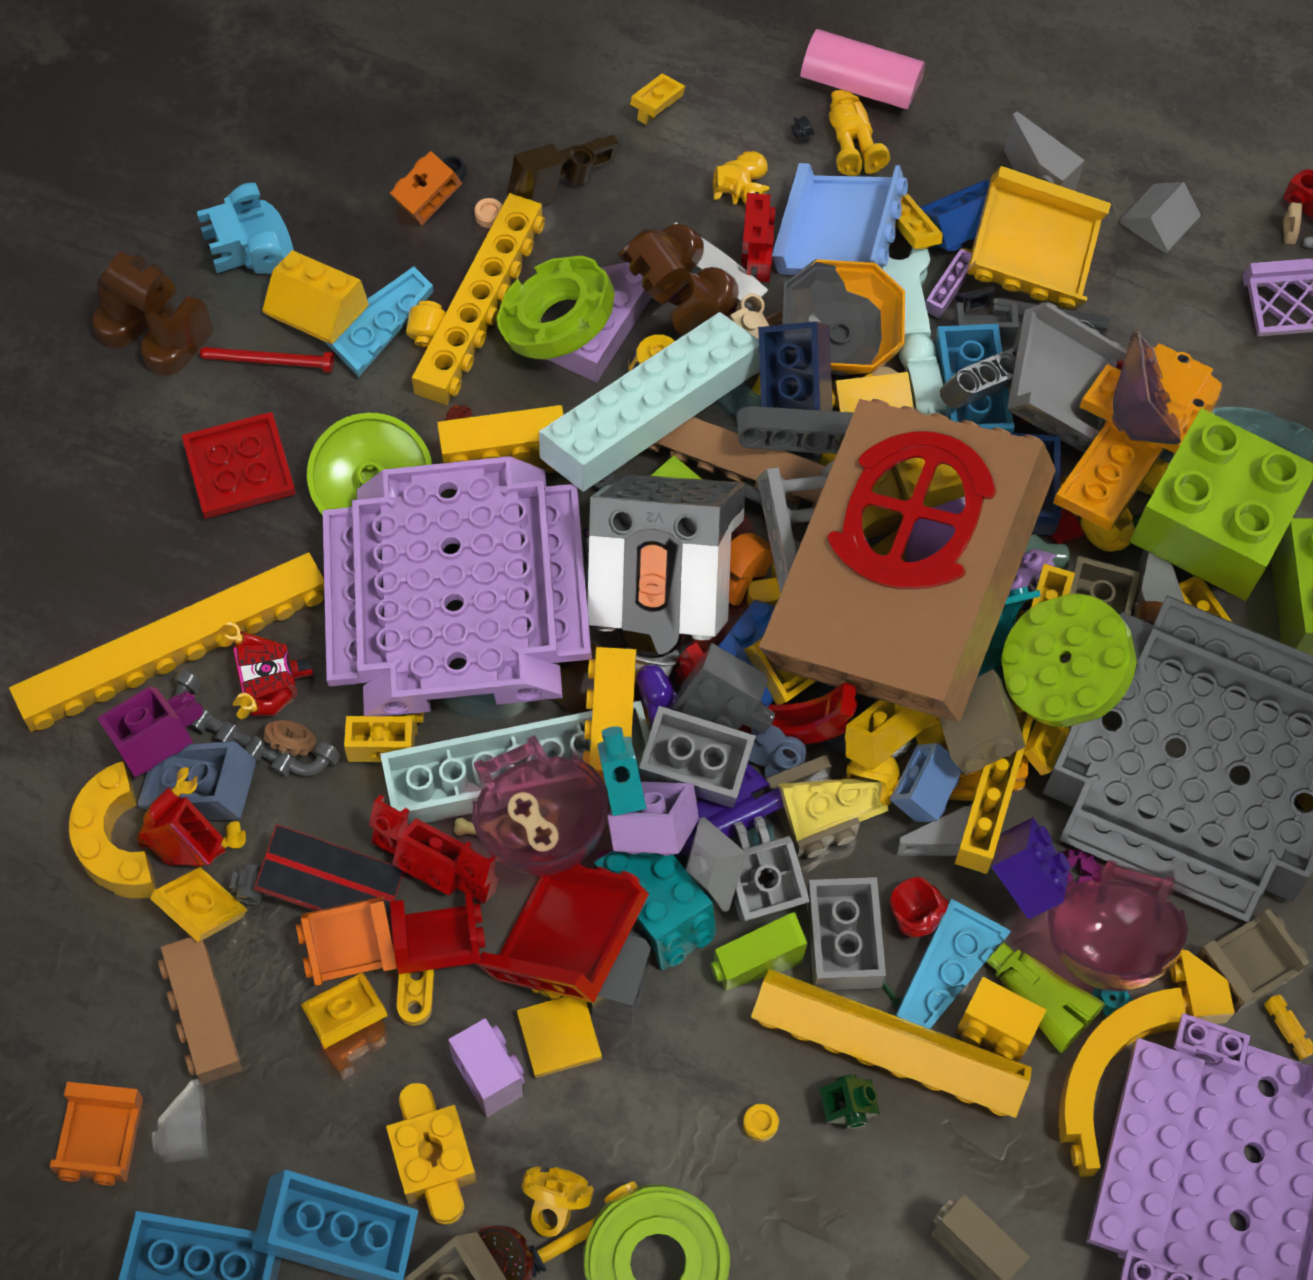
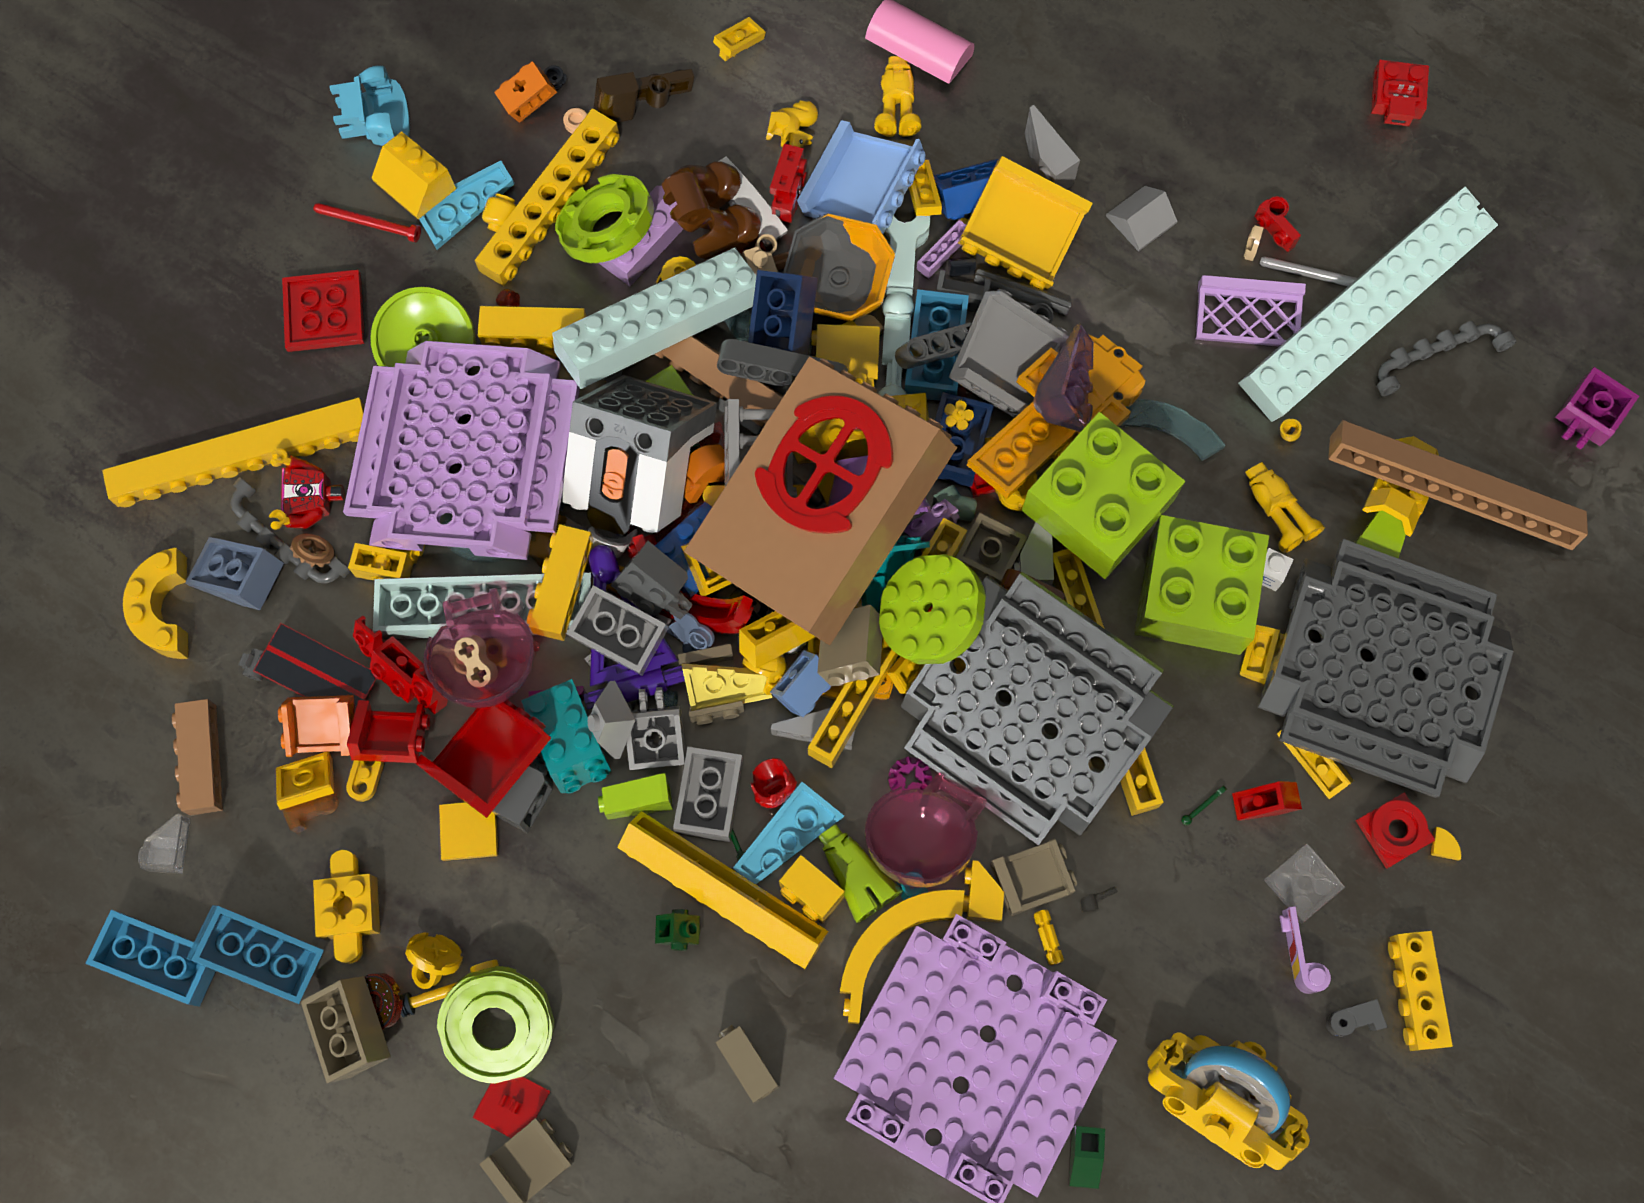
camera: 15 degrees right, 10 degrees up
(97, 1133) = (101, 840): orange panel -> none
(142, 299) = (269, 159): reddish brown piece -> none
(150, 728) = (202, 523): magenta hinge -> none
(181, 832) = (210, 615): red torso -> none
(198, 904) = (212, 674): yellow tile -> none
(486, 1067) = (401, 848): lavender brick -> none
(620, 772) = (548, 629): teal torso -> none
(660, 827) = (569, 676): lavender brick -> none
(760, 1122) = (608, 930): yellow tile -> none
(802, 129) = (855, 87): black plate -> none
(1031, 867) = (866, 771): dark purple brick -> none

